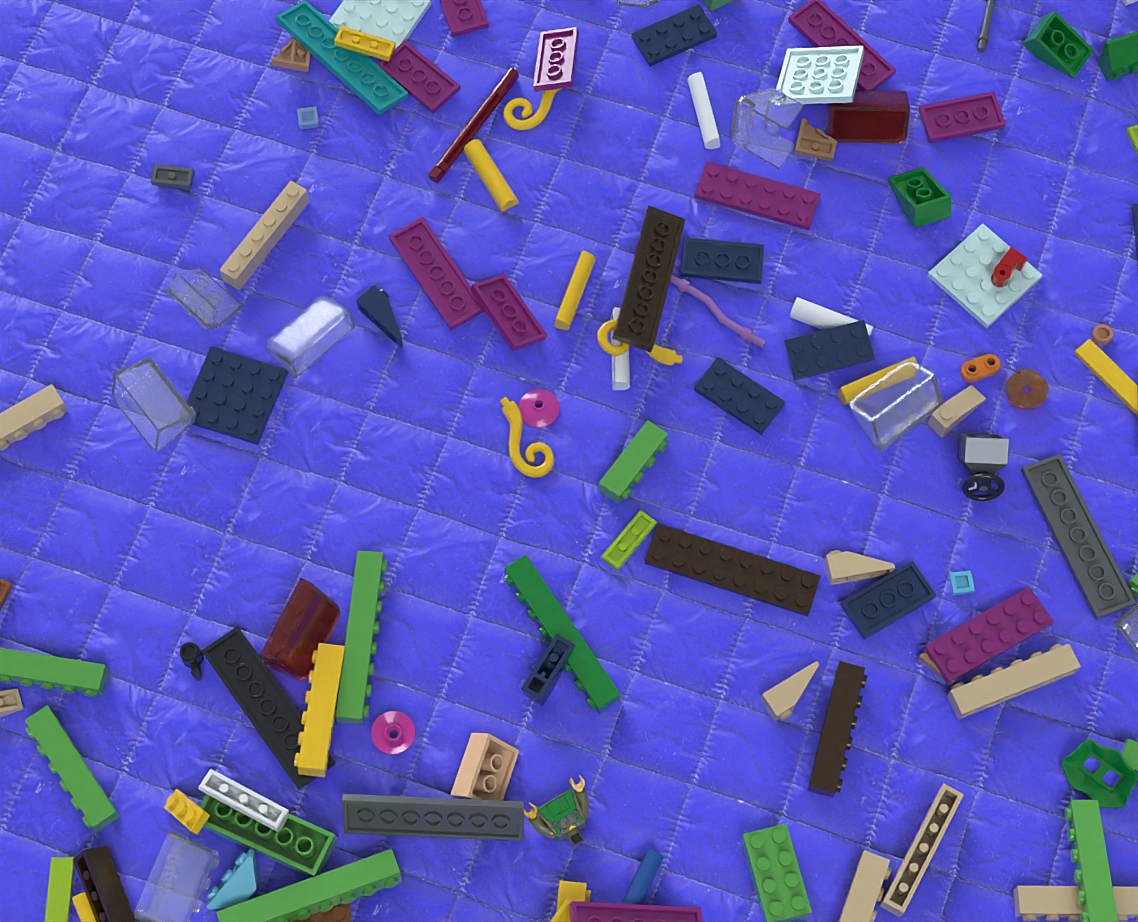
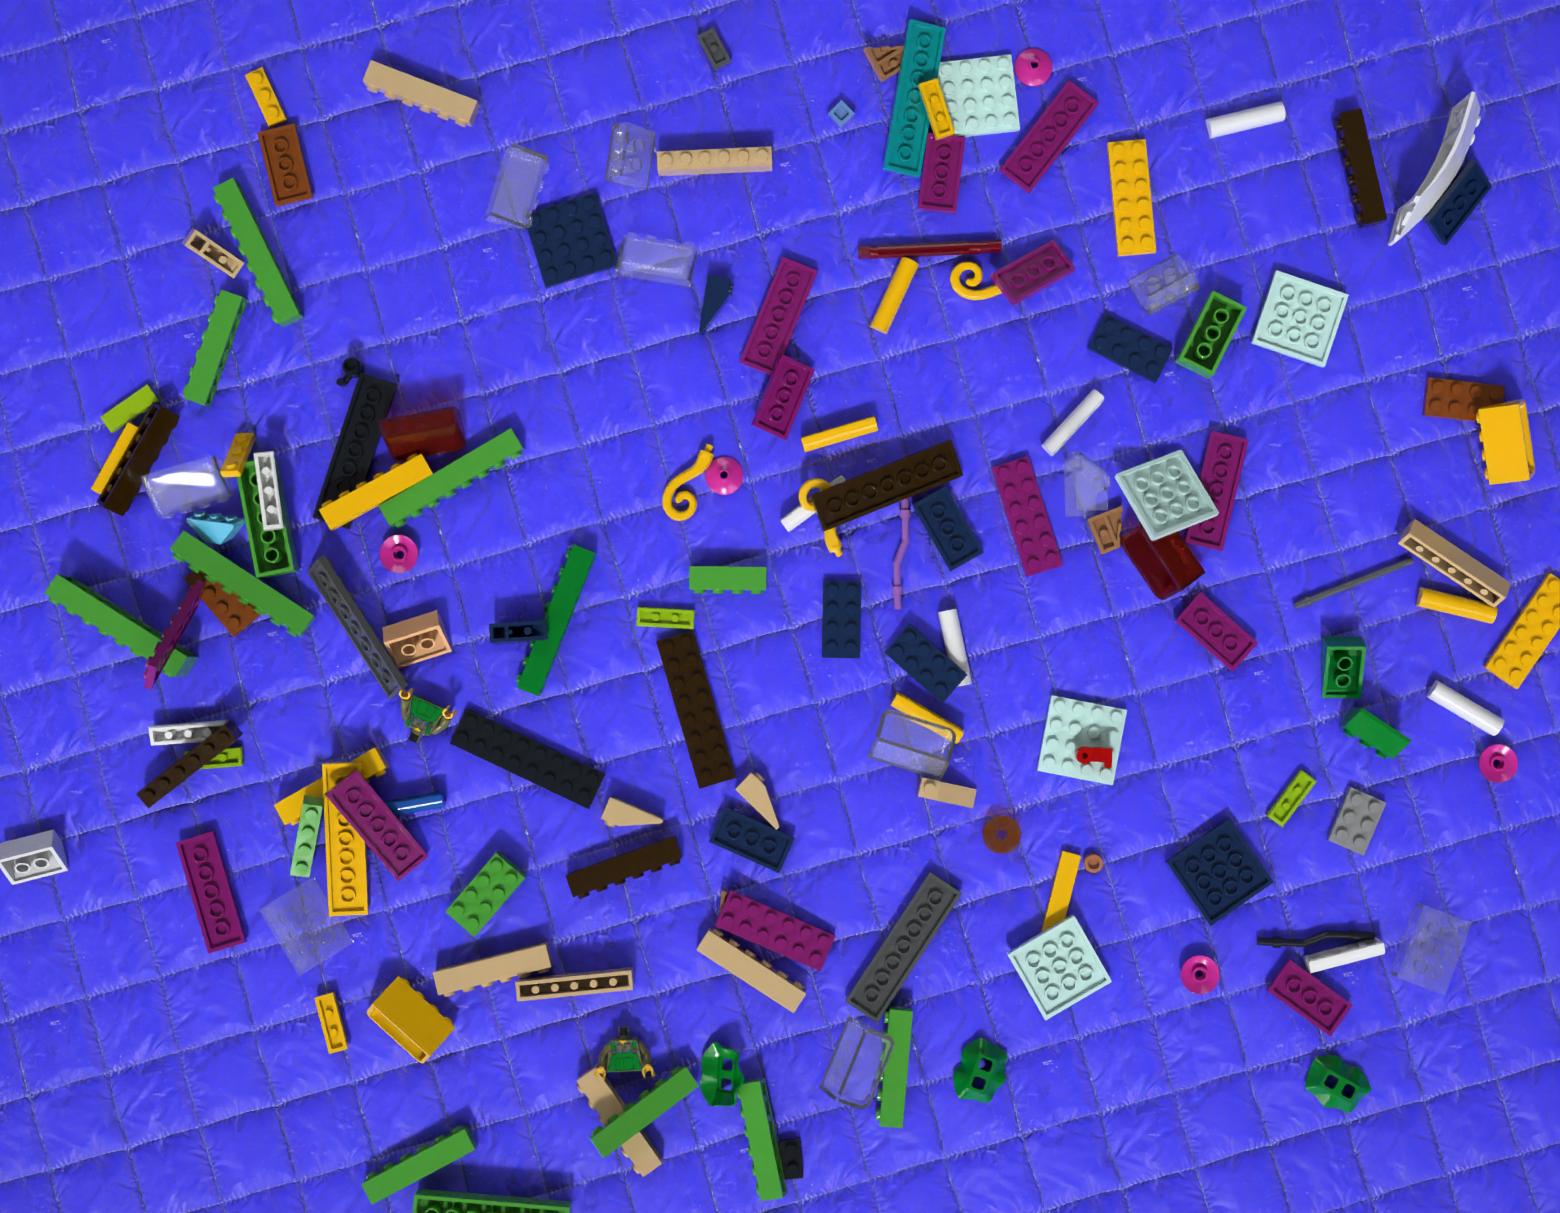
camera: 55 degrees right, 20 degrees up
(671, 750) = (527, 758): none -> black plate
(921, 197) = (1116, 645): green slope -> none
(961, 583) = (804, 884): medium azure tile -> none
(981, 368) = (996, 787): orange plate -> none
(983, 458) = (914, 837): piece -> none
(1023, 851) = (624, 1054): none -> torso

